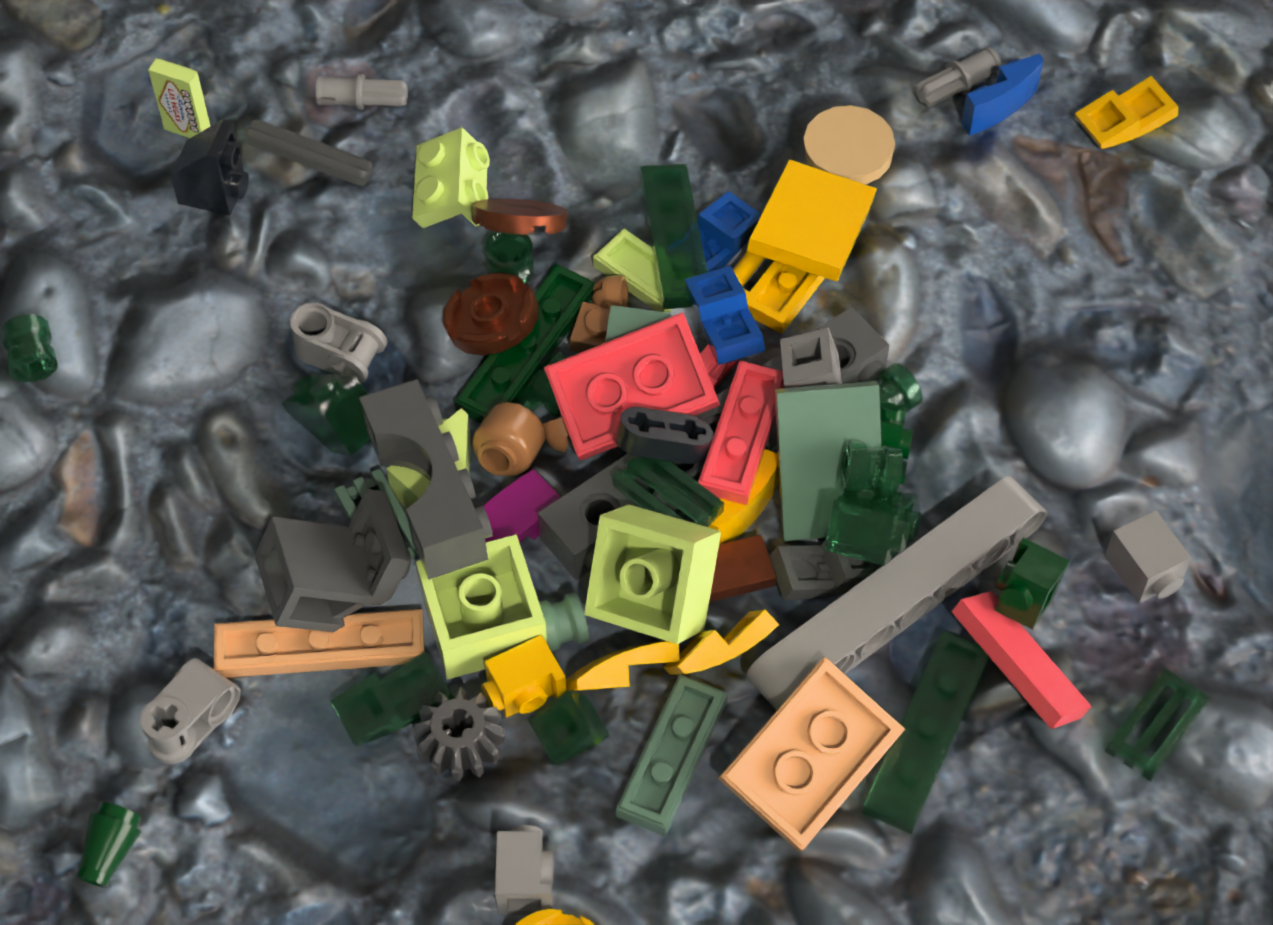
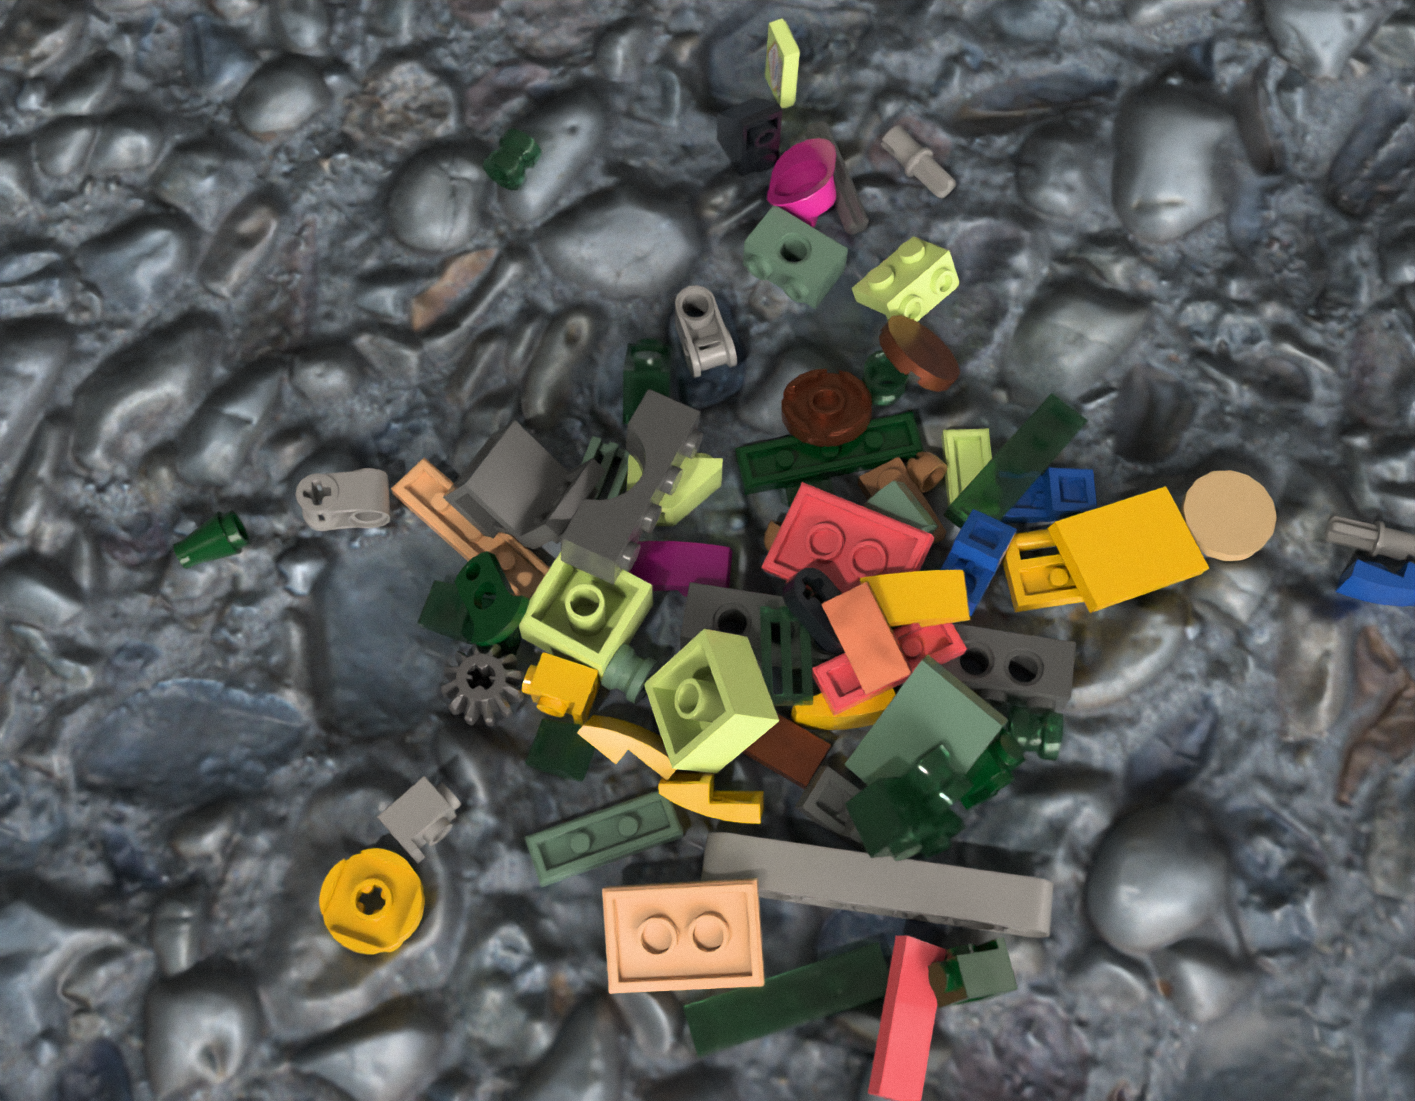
camera: 45 degrees right, 10 degrees up
(291, 169) = (805, 180): none -> dark pink piece
(344, 231) = (783, 237): none -> sand green brick
(427, 664) = (485, 576): none -> dark green piece
(508, 439) = (737, 509): medium nougat head -> none
(718, 366) = (922, 597): none -> yellow slope
(718, 419) = (867, 638): none -> tile
(810, 359) = (984, 659): light grey brick -> none
(1148, 557) = (1086, 1045): light grey brick -> none

